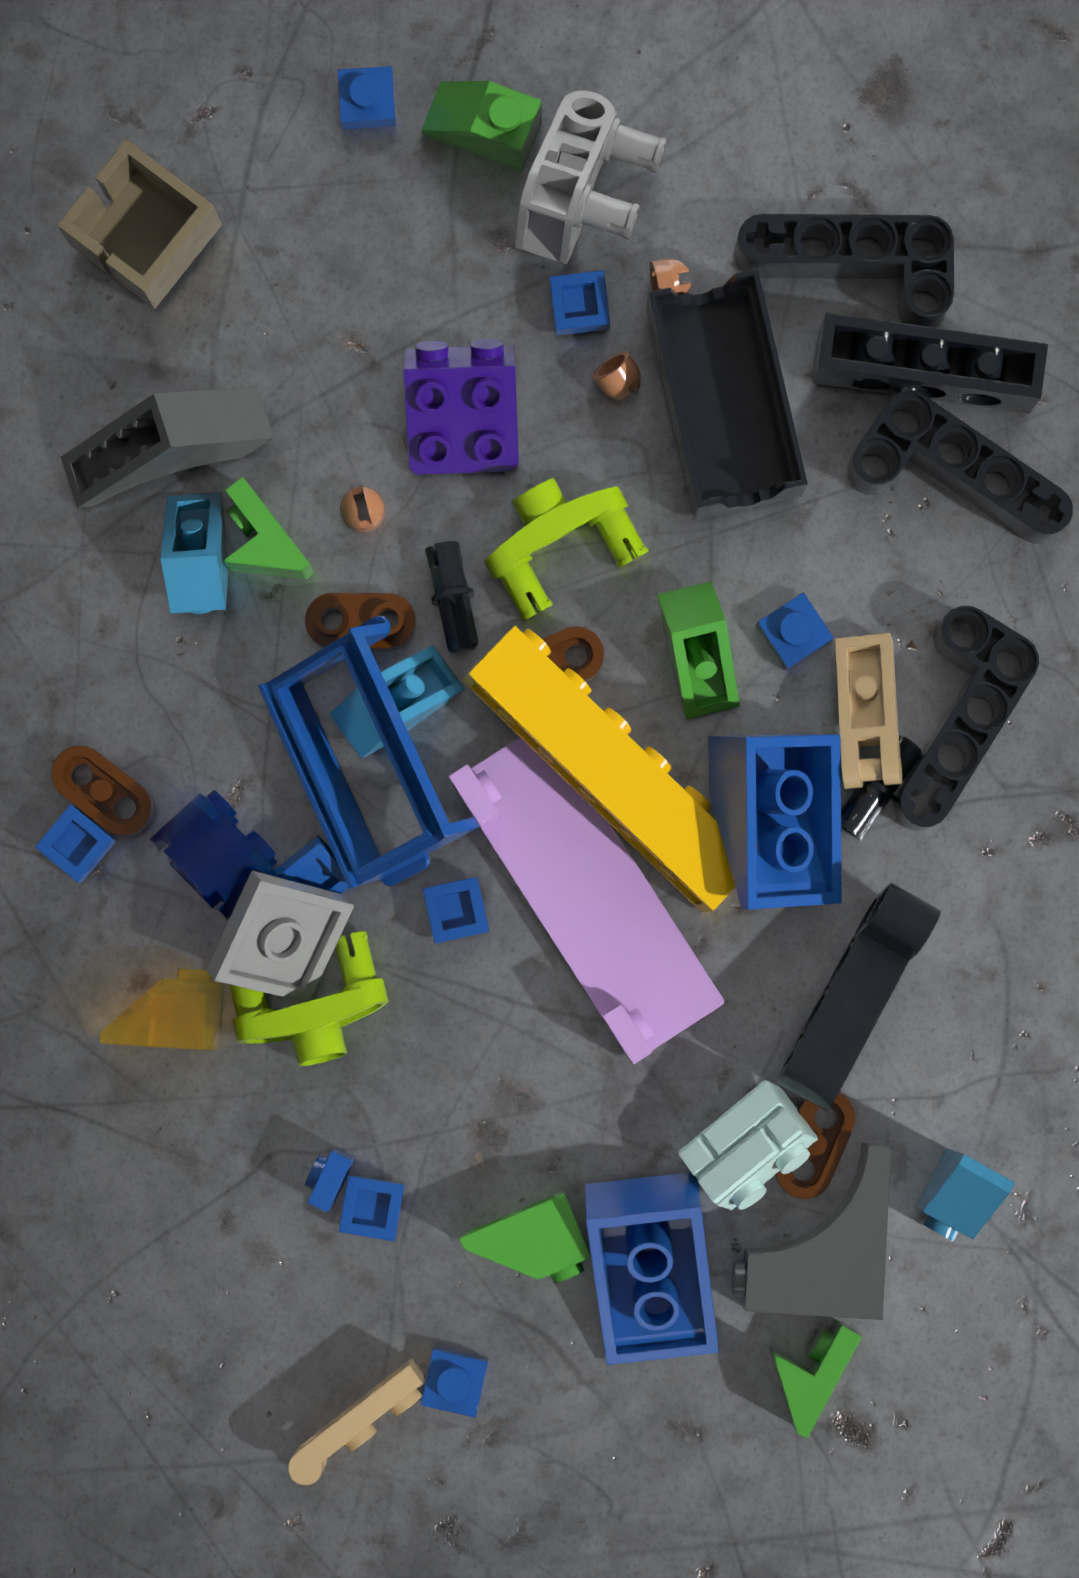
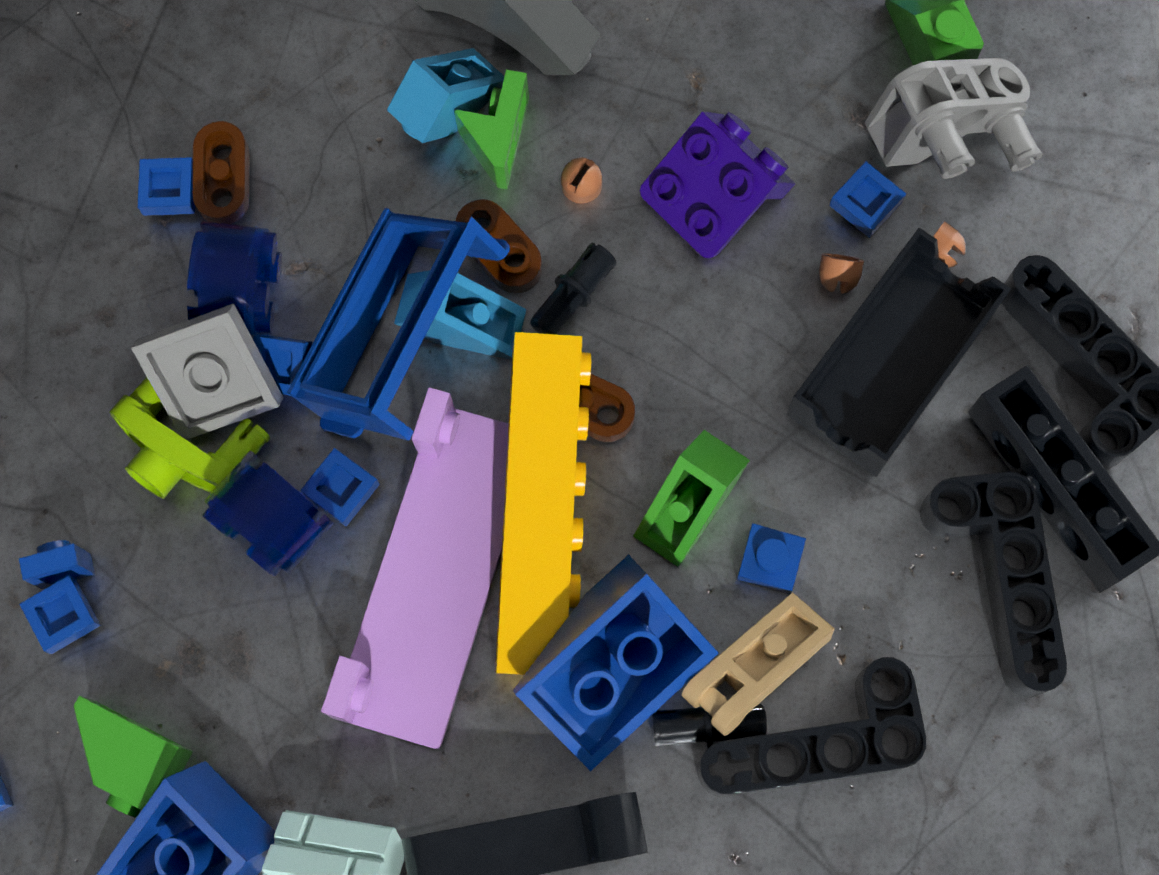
camera: 50 degrees right, 10 degrees down
(173, 1015) = (90, 352): clear yellow slope -> none
(438, 983) = (267, 514): none -> clear blue brick
(549, 518) = (690, 310): lime connector -> none

